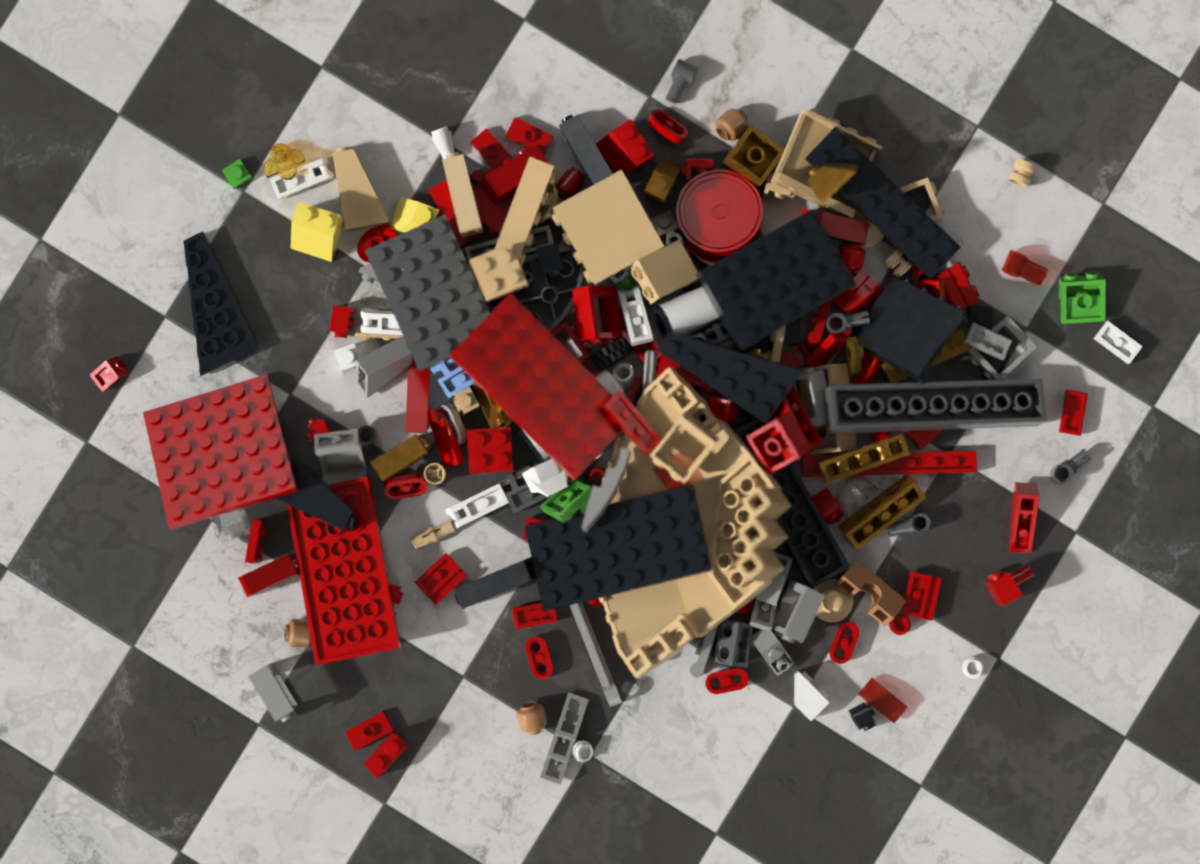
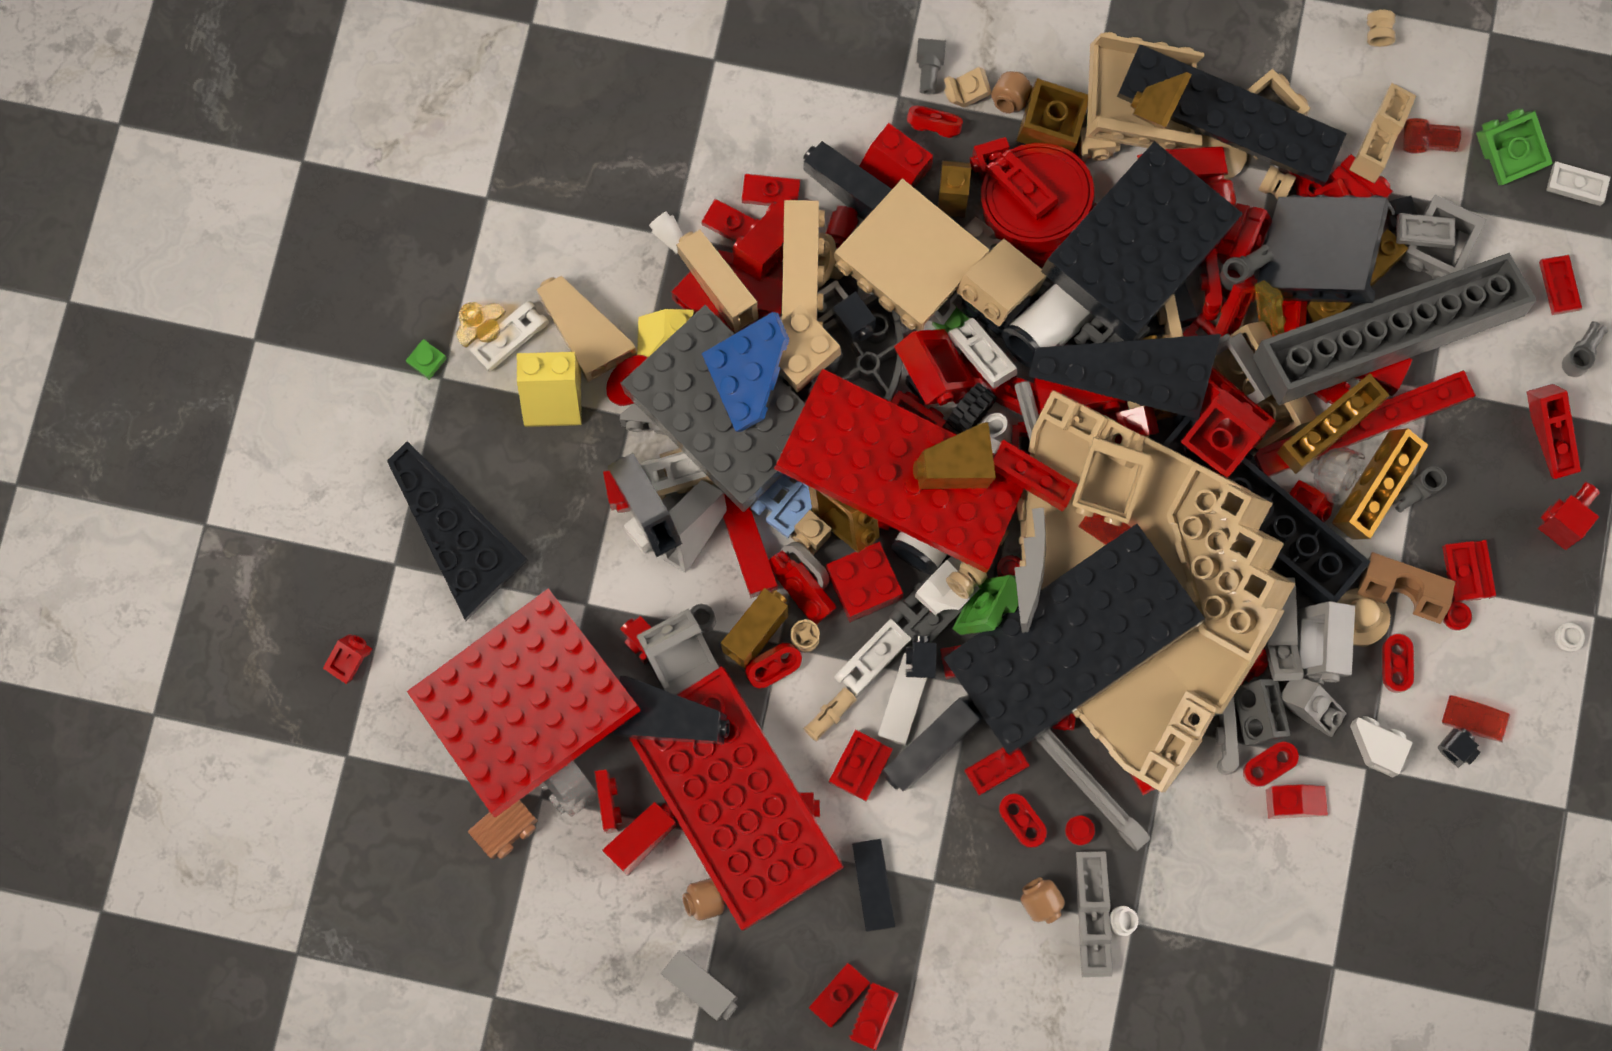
camera: 20 degrees left, 10 degrees down
(170, 540) = (498, 833): none -> nougat brick
(351, 344) = (645, 504): none -> slope
(420, 664) = (873, 885): none -> black tile
(455, 277) = (748, 369): none -> blue plate
(489, 542) = (901, 706): none -> white tile
(509, 520) = (921, 657): none -> black brick
(558, 478) = (965, 580): none -> tan wheel
(576, 678) = (1079, 830): none -> red plate
(581, 396) = (958, 461): none -> pearl gold slope
(700, 110) = (967, 88): none -> tan bracket
(709, 202) = (1022, 184): none -> red plate
(734, 713) = (1296, 801): none -> red slope
(990, 254) = (1383, 133): none -> tan slope

